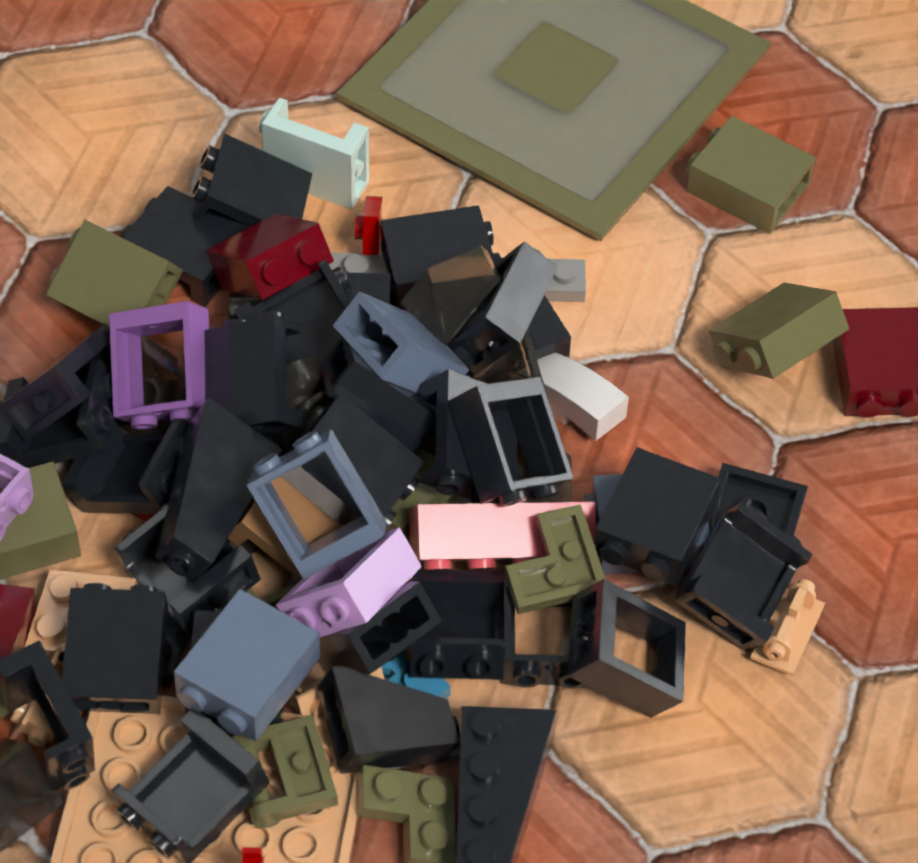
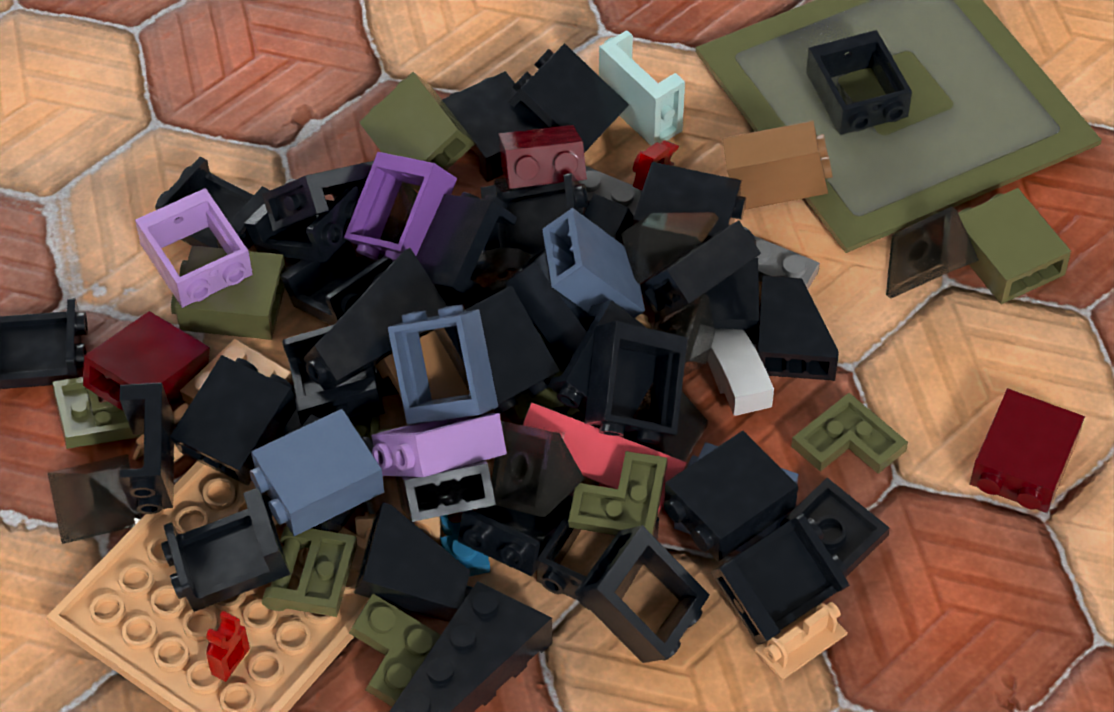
camera: 30 degrees right, 0 degrees up
(460, 569) = (534, 471): none -> clear smoke slope
(499, 44) = (864, 51): none -> black window
(502, 174) = (779, 164): none -> medium nougat brick
(607, 334) = (792, 332): none -> black slope
(682, 210) = (928, 252): none -> clear smoke slope
(711, 406) = (851, 427): none -> olive plate
(778, 330) = (942, 385): olive brick -> none

